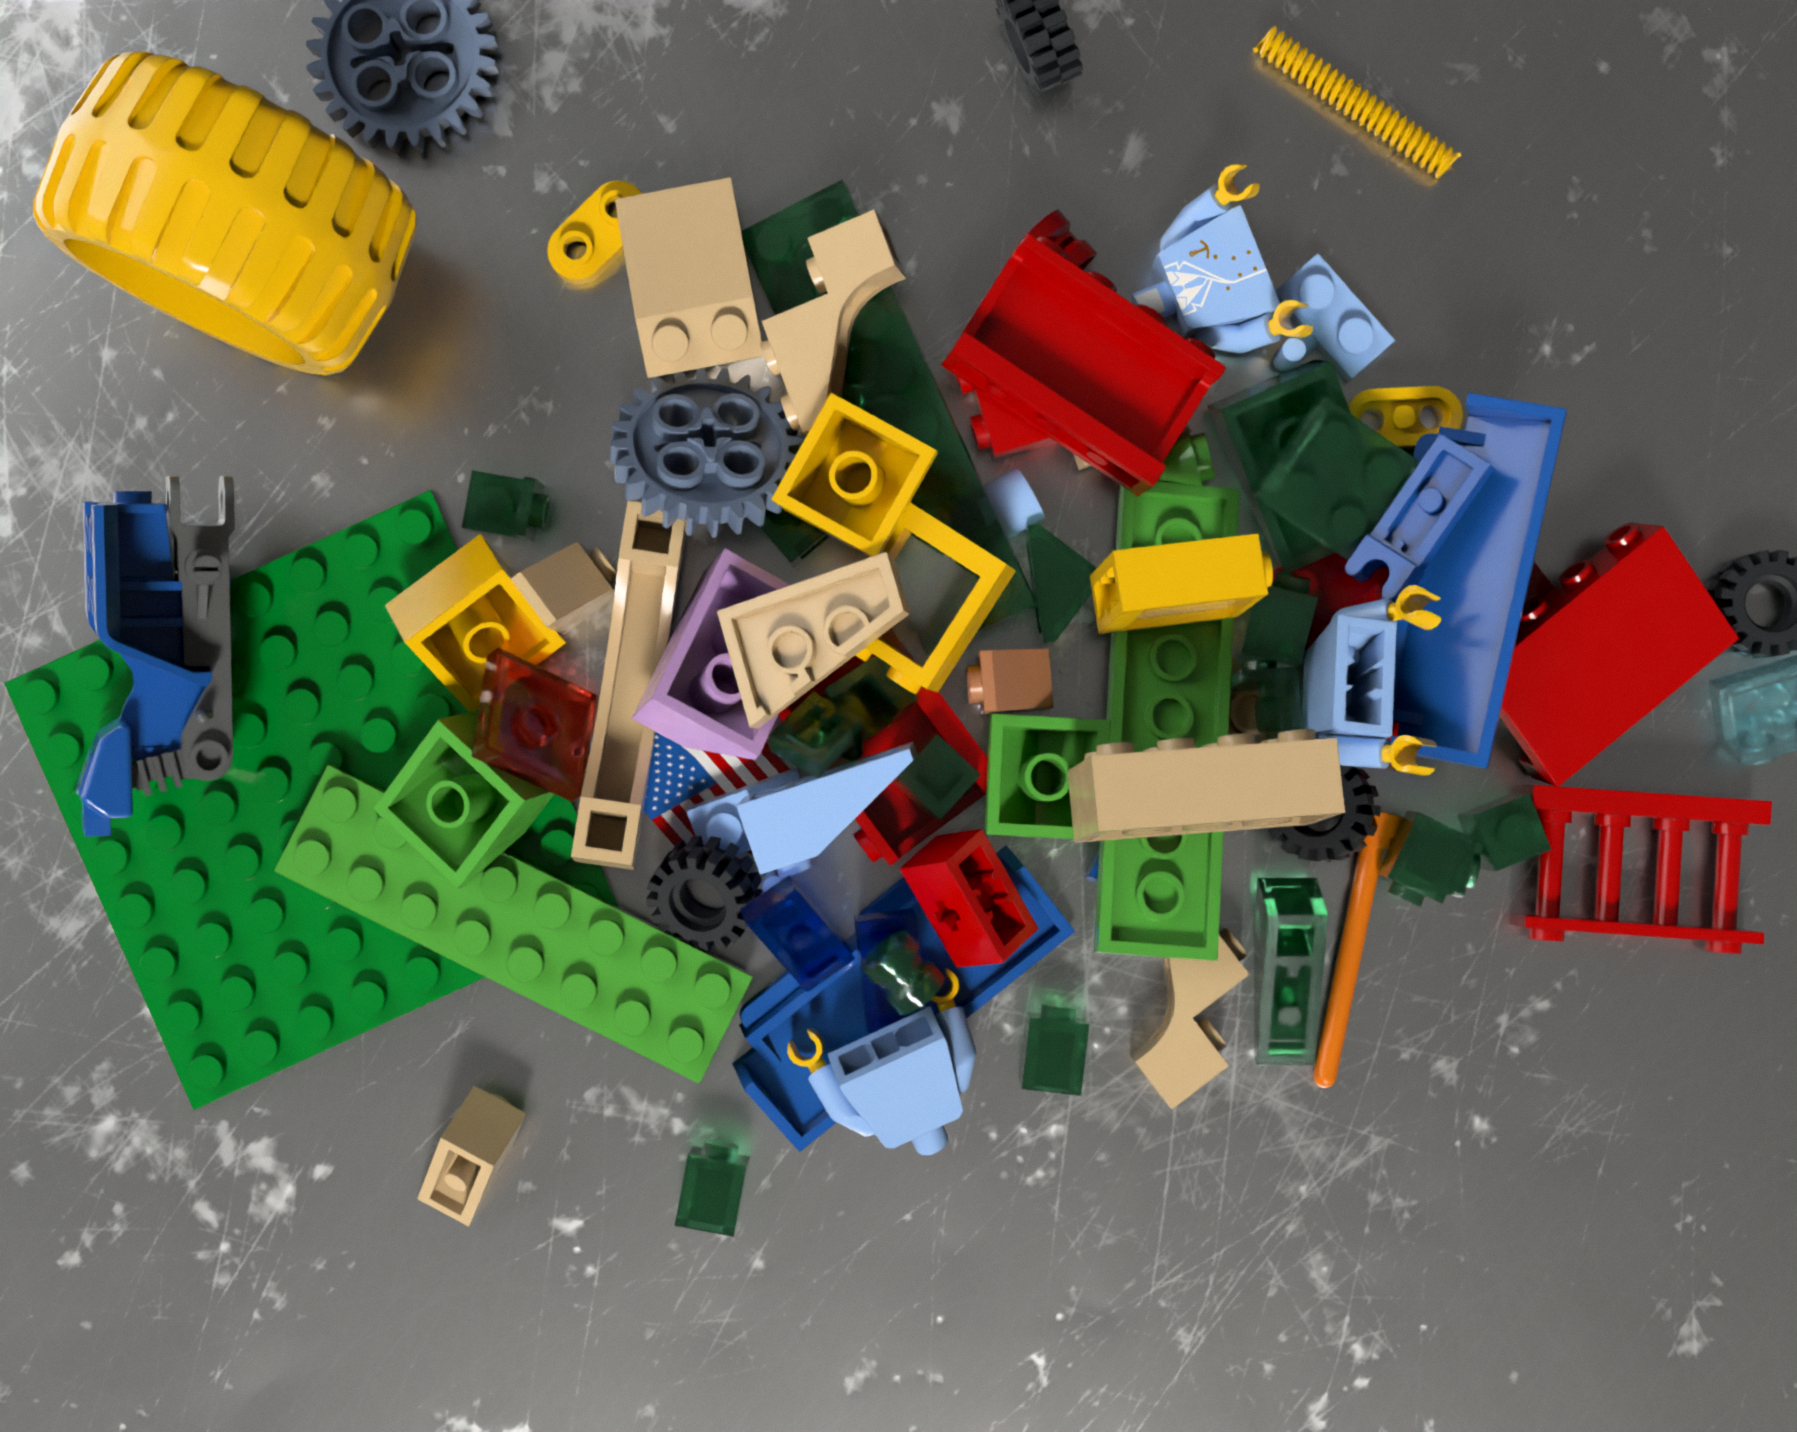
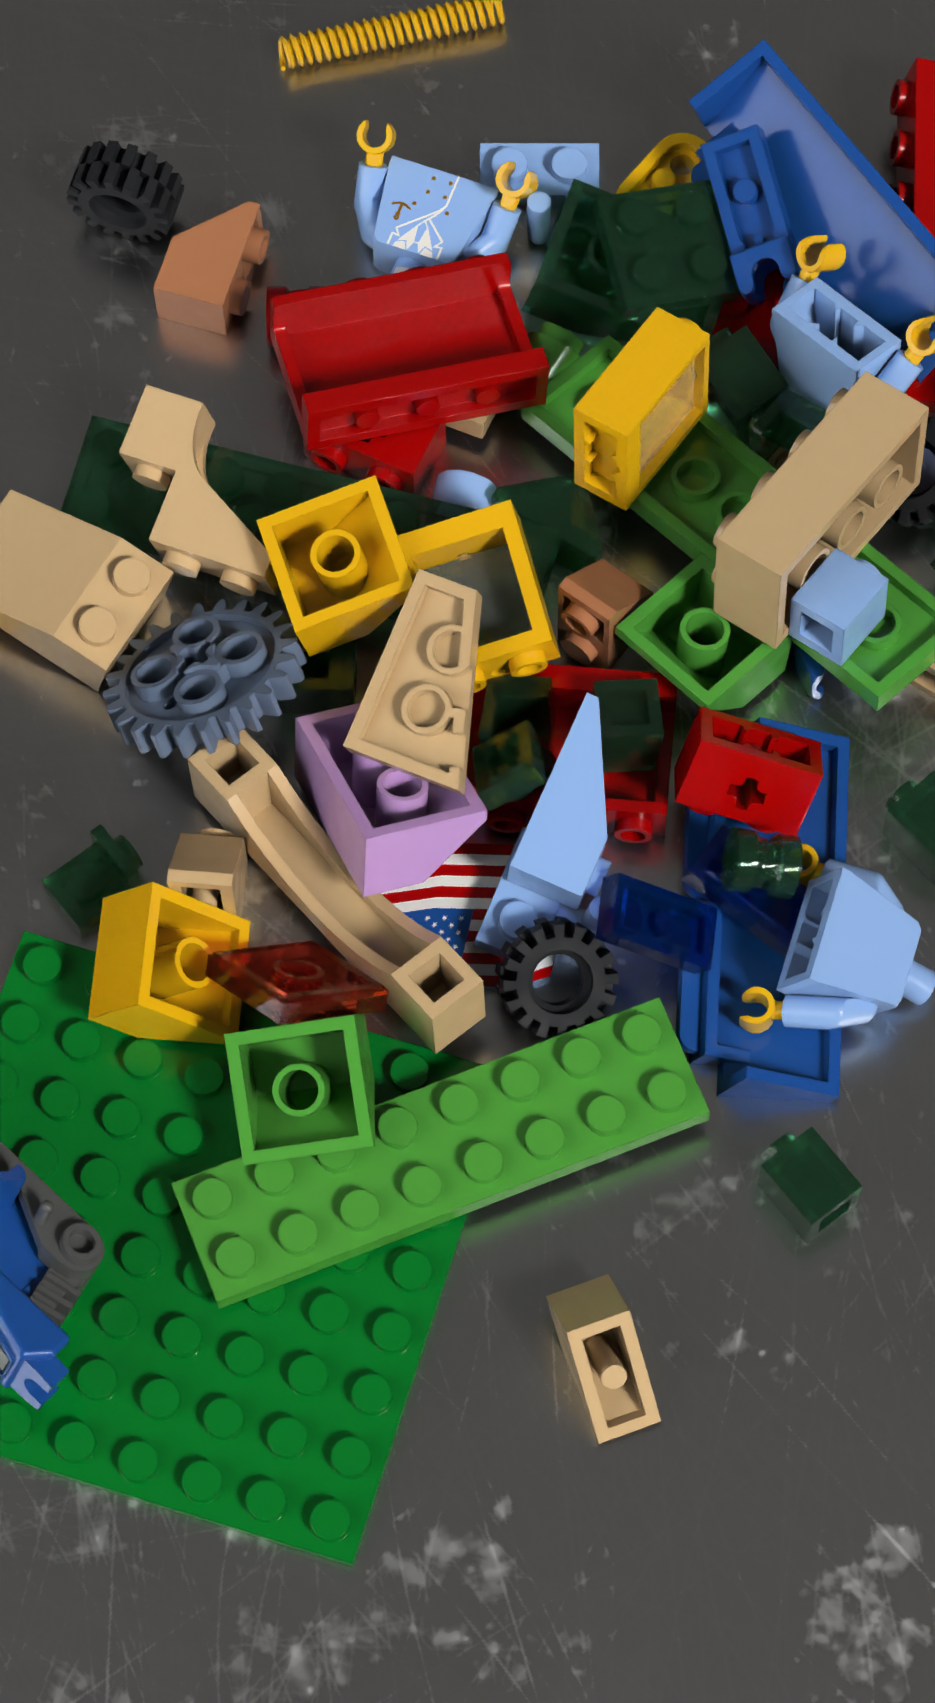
camera: 45 degrees left, 20 degrees down
(1037, 151) = (209, 269): none -> nougat slope
(1142, 866) = (838, 606): none -> light blue brick

